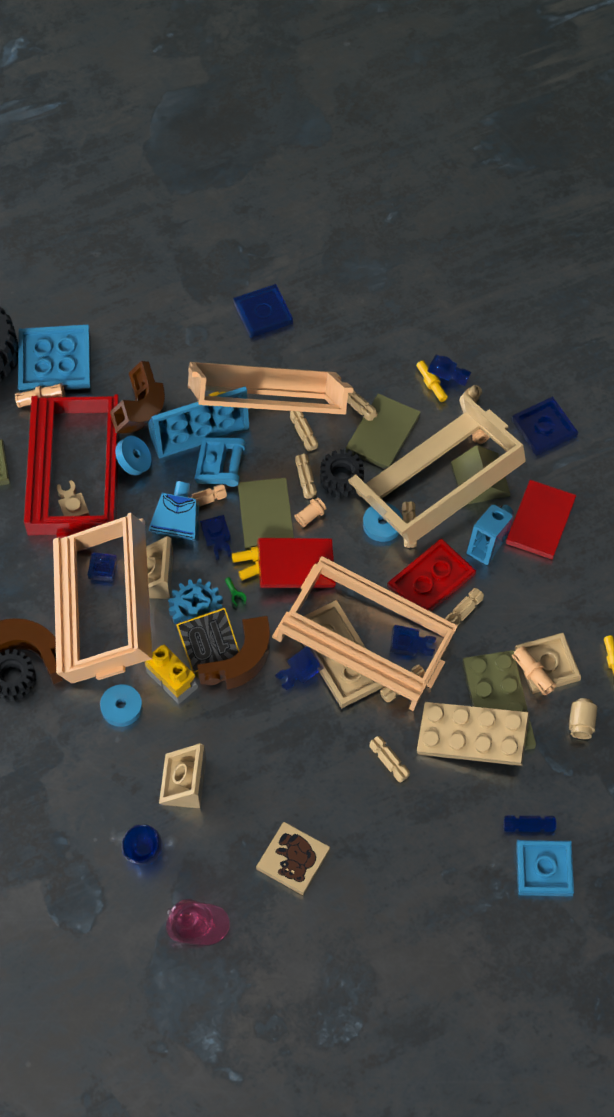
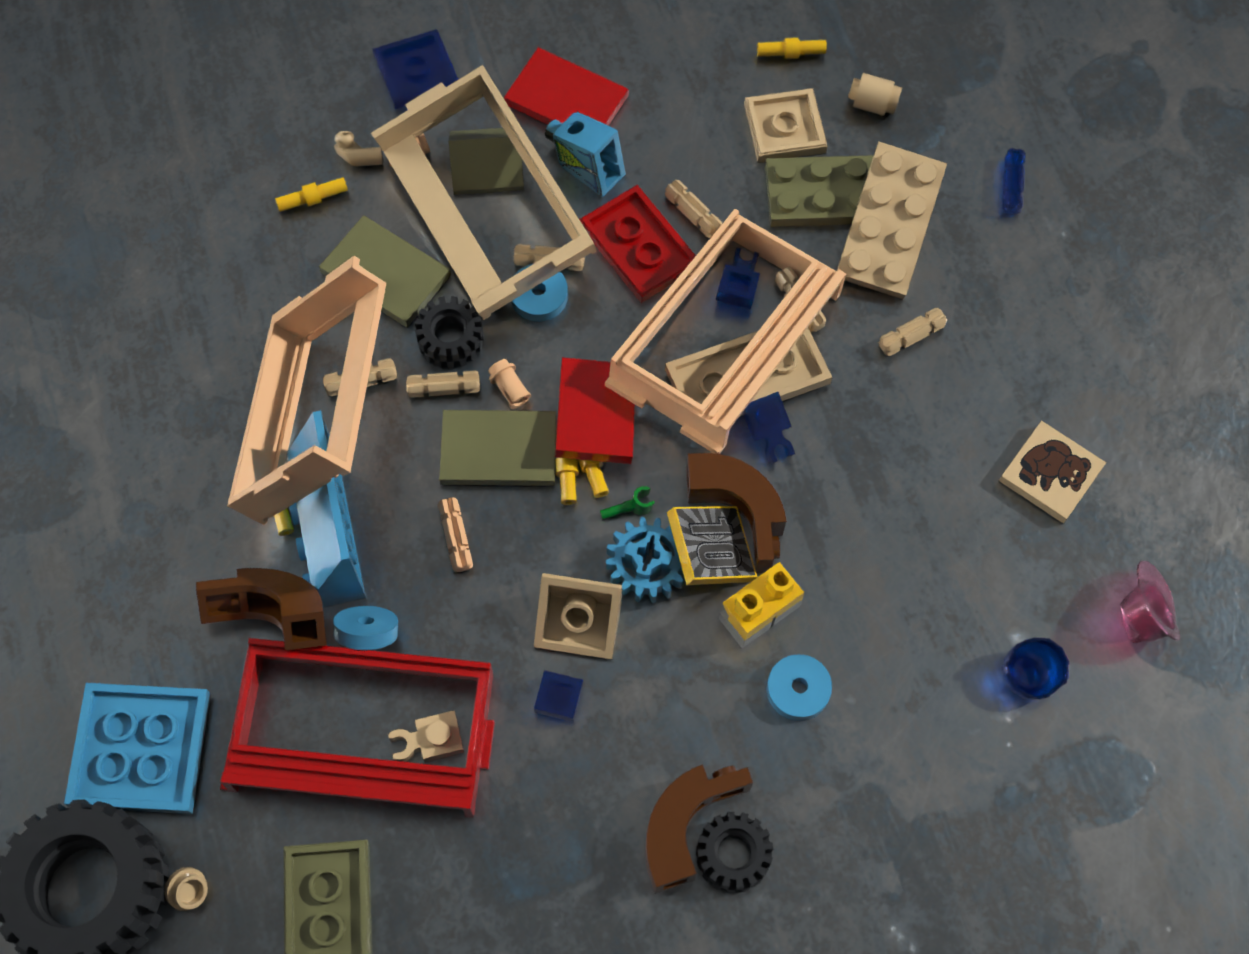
camera: 85 degrees left, 5 degrees up
(24, 398) = (209, 775): light nougat pin -> none
(137, 601) = (631, 743): light nougat piece -> none
(177, 514) = (490, 569): dark azure torso -> none
(183, 777) = (929, 601): tan slope -> none
(212, 461) = (394, 511): dark azure plate -> none
(216, 533) = (519, 522): clear blue plate -> none
(263, 310) = (122, 412): clear blue tile -> none
(446, 369) = (297, 172): clear blue plate -> none
(534, 670) = (806, 133): light nougat pin -> none
(544, 868) = (1073, 175): dark azure tile -> none

